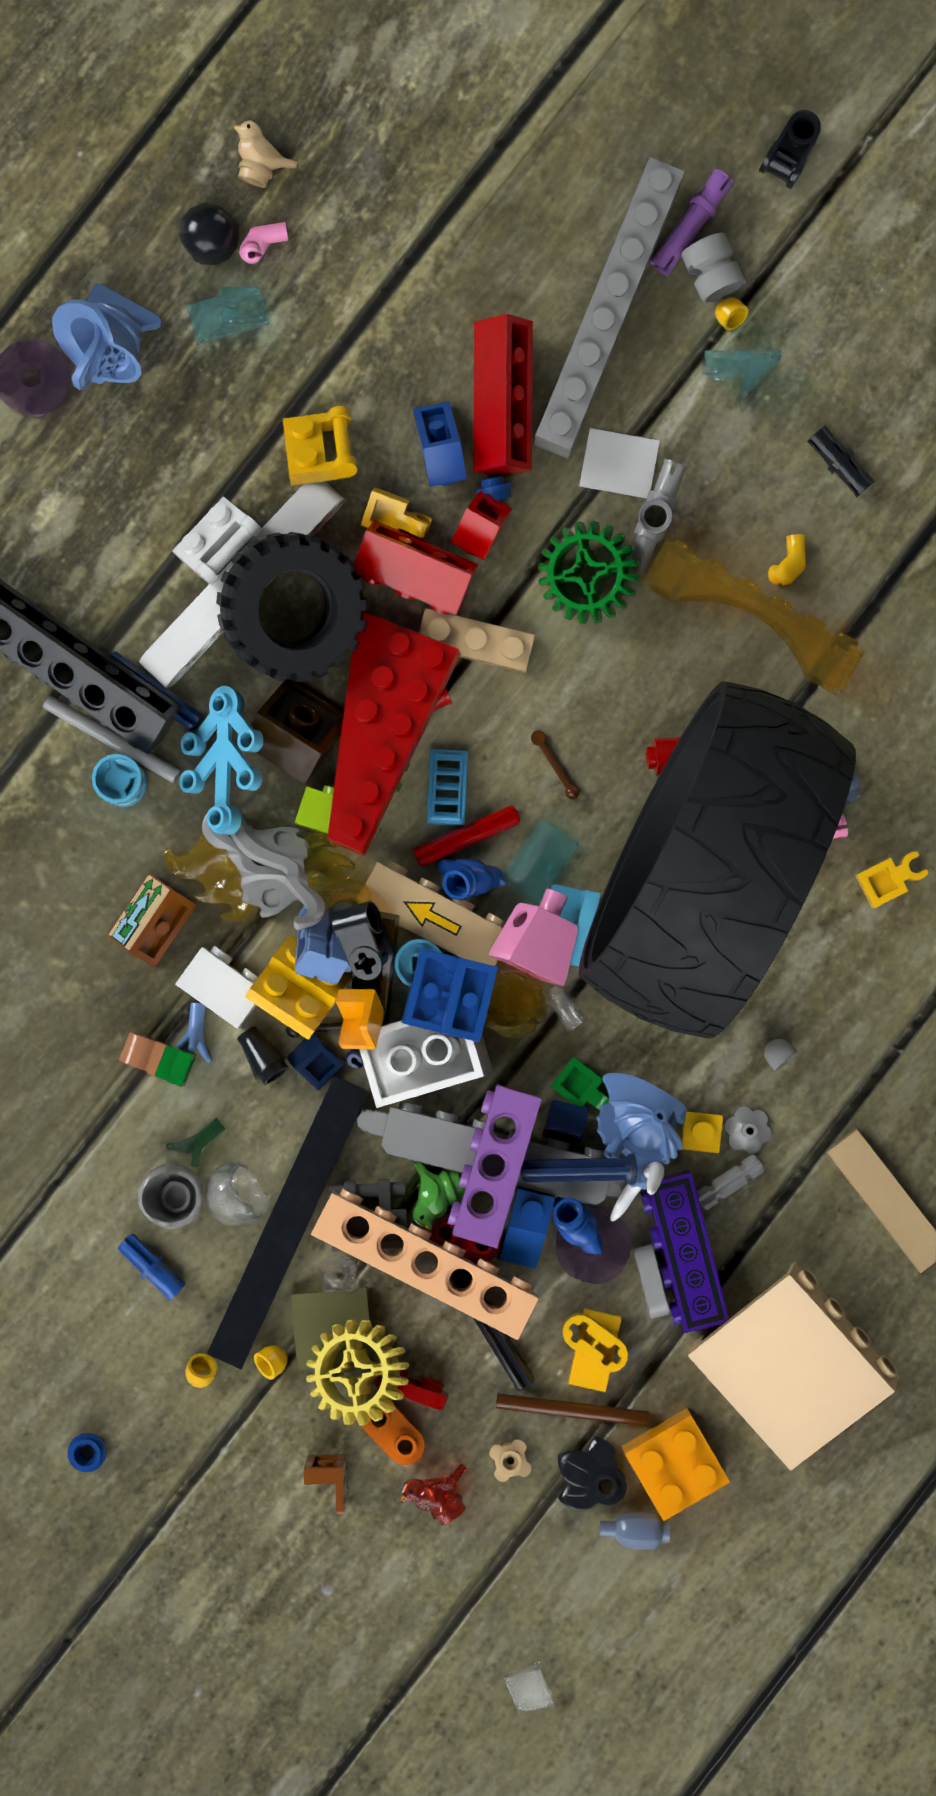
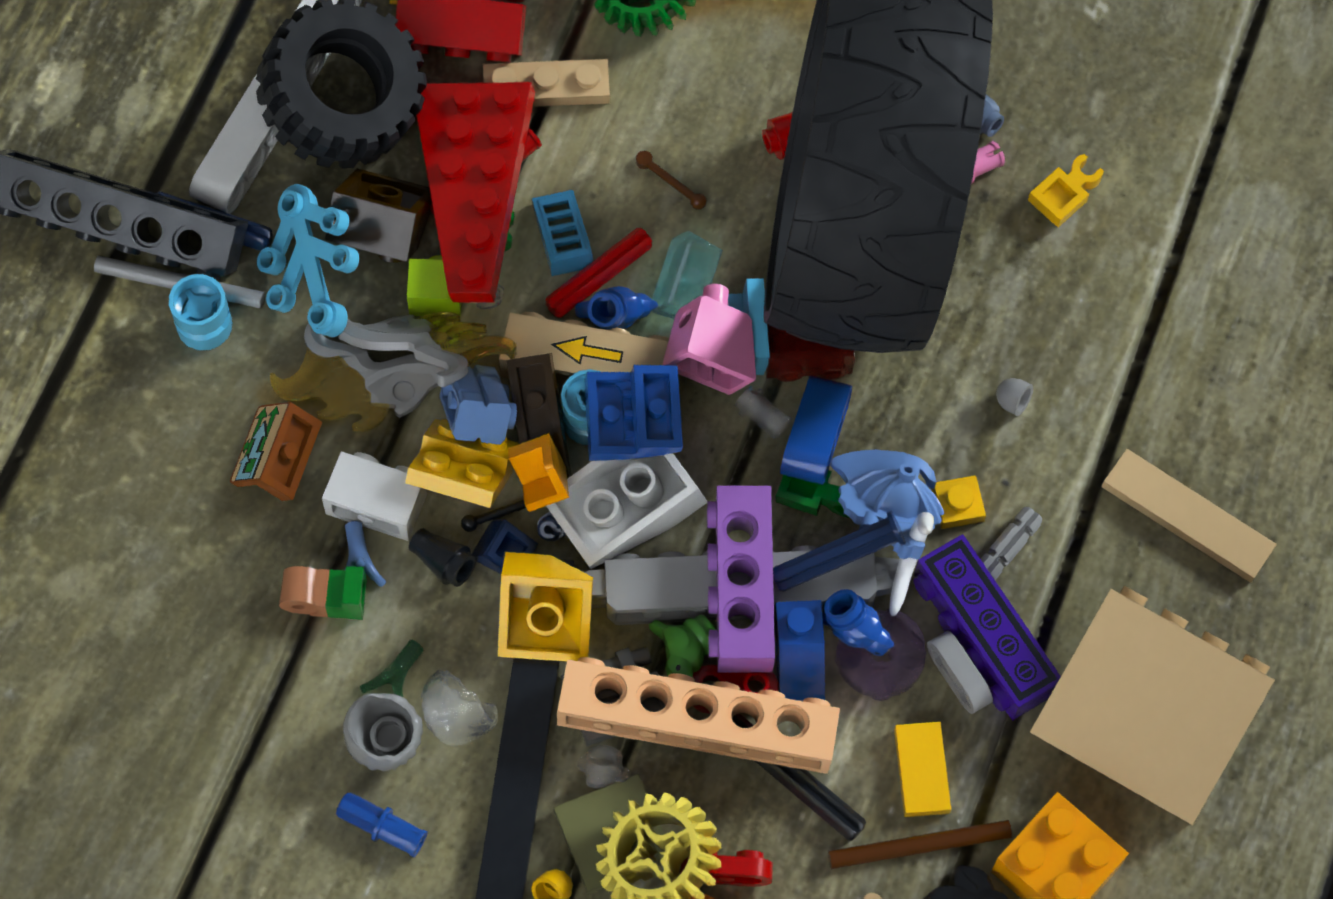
camera: 15 degrees left, 20 degrees down
(216, 540) = (238, 53): white plate -> none
(328, 1133) = (543, 609): none -> yellow slope
(363, 937) = (516, 372): black piece -> none
(515, 1004) = (709, 416): clear yellow hair -> none
(565, 1122) = (804, 525): dark blue slope -> none
(589, 1349) = (916, 763): yellow beam -> none
(598, 1047) = (816, 430): none -> blue beam
(738, 1125) = (1006, 495): light grey plant -> none

